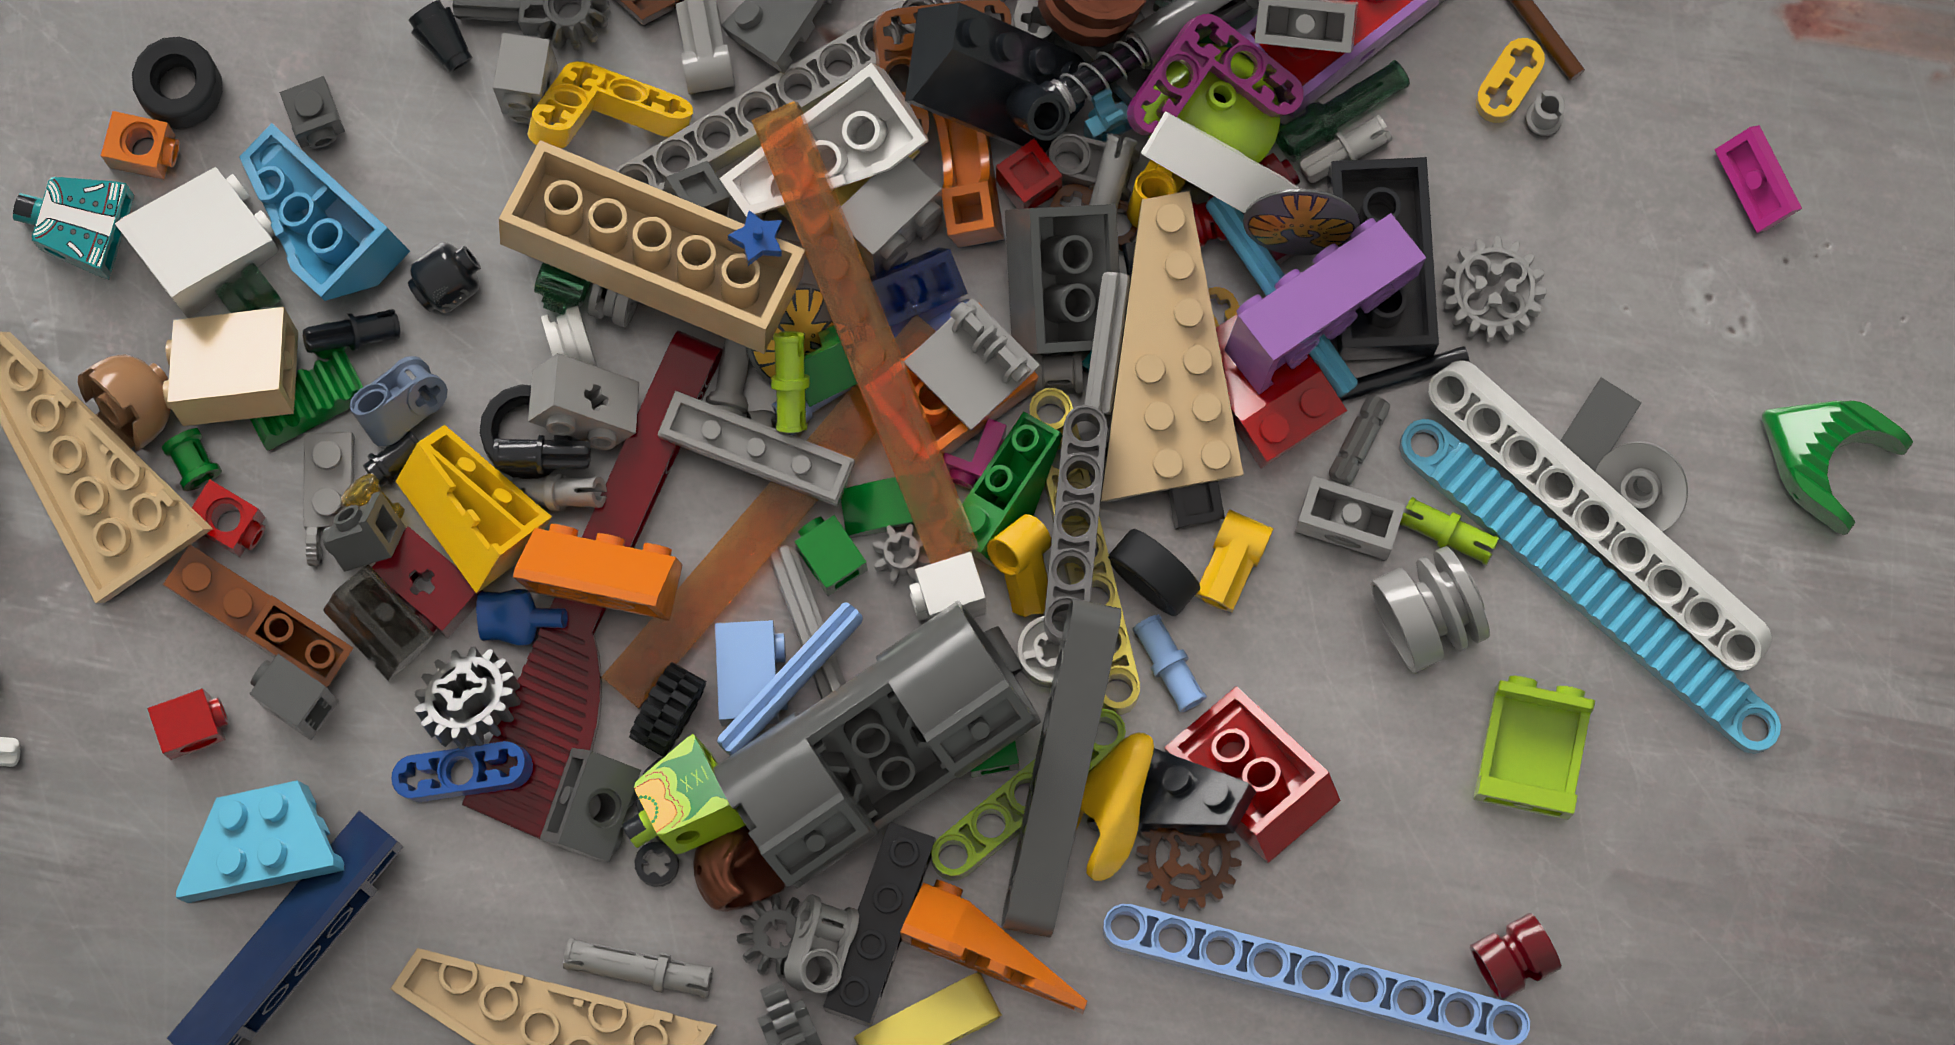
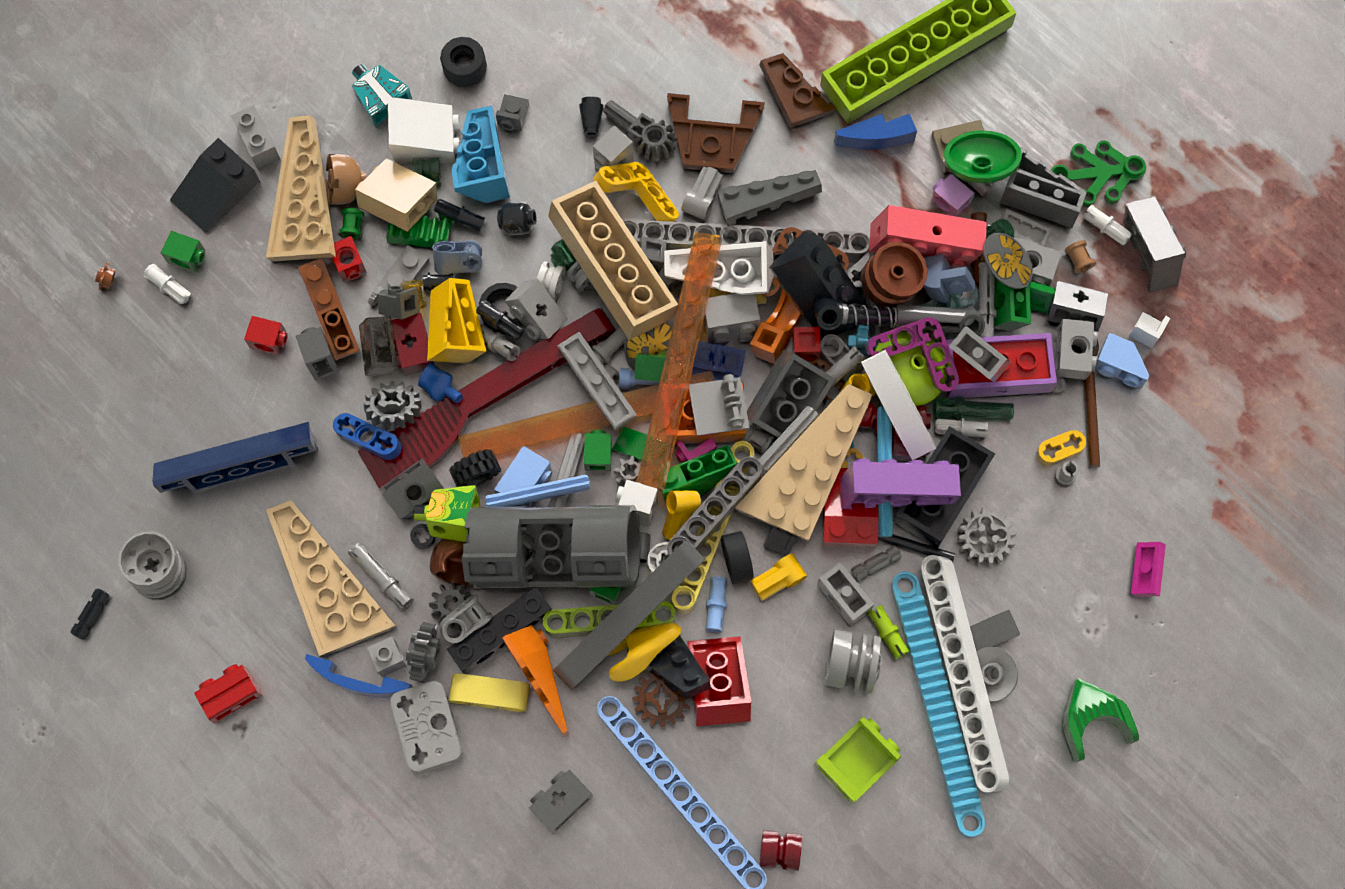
camera: 35 degrees right, 5 degrees down
(125, 131) = (424, 68): orange brick -> none
(258, 843) = (256, 406): medium azure wing -> none
(600, 571) = (487, 387): orange slope -> none
(757, 238) = (660, 284): blue piece -> none
(790, 381) = (631, 360): lime pin -> none
(1300, 221) = (913, 440): shield -> none

